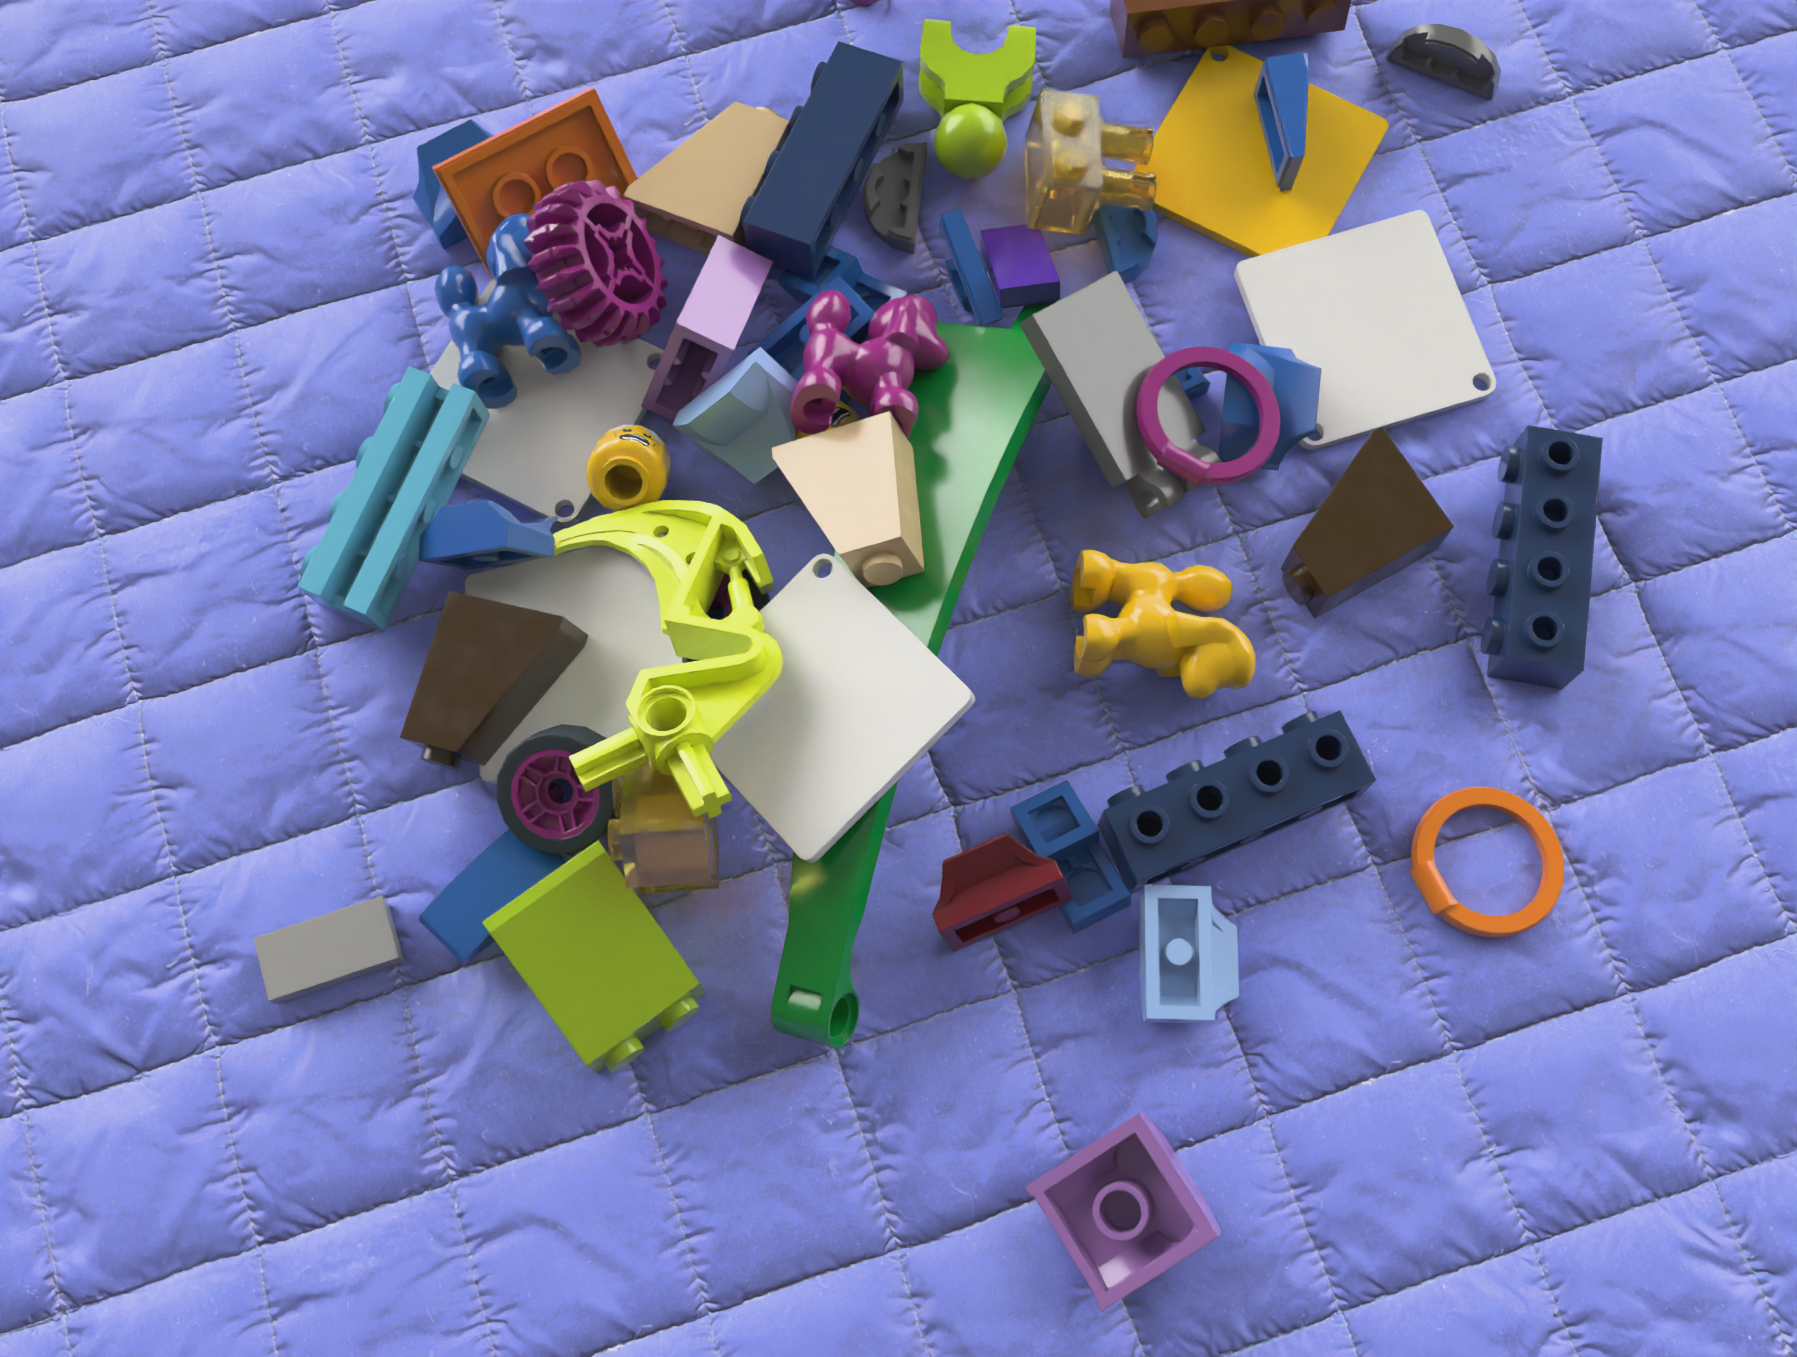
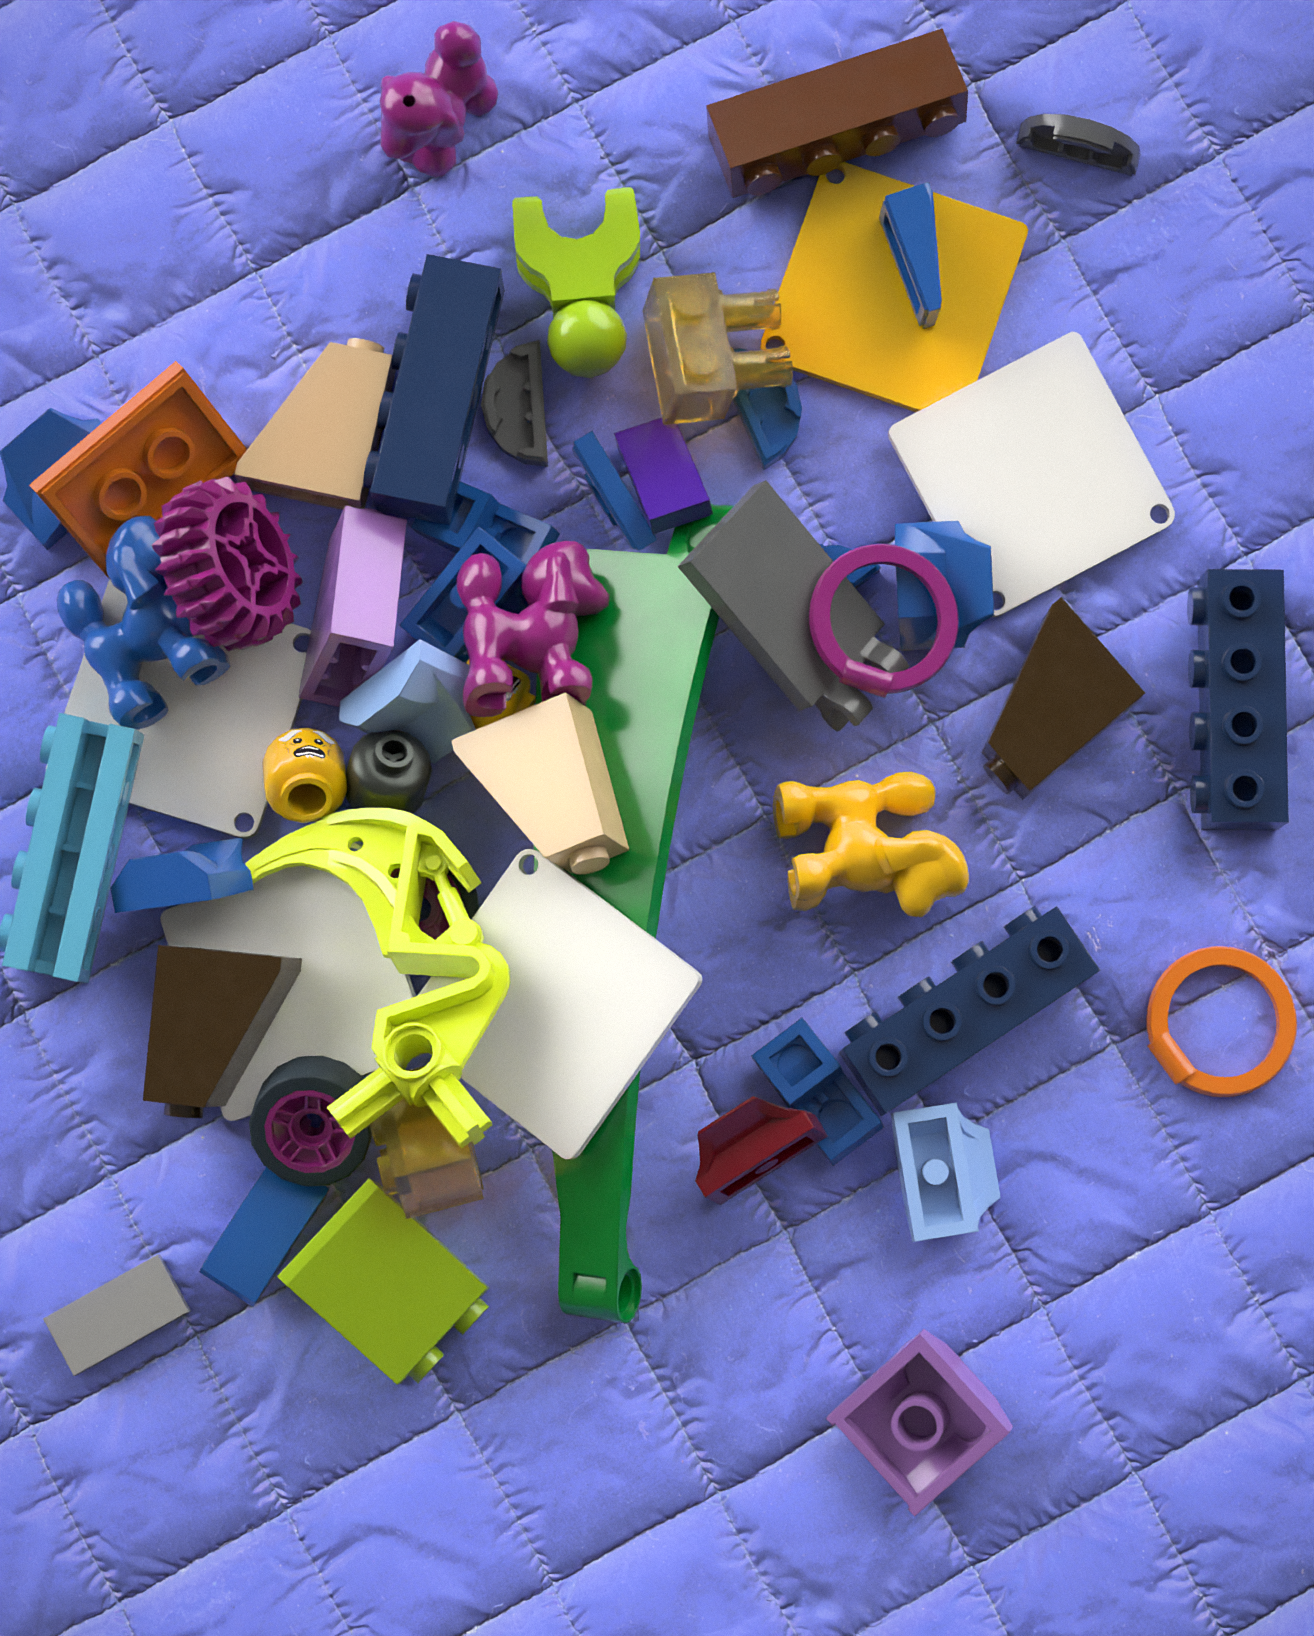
camera: 15 degrees left, 10 degrees up
(706, 475) = (388, 772): none -> pearl dark grey head

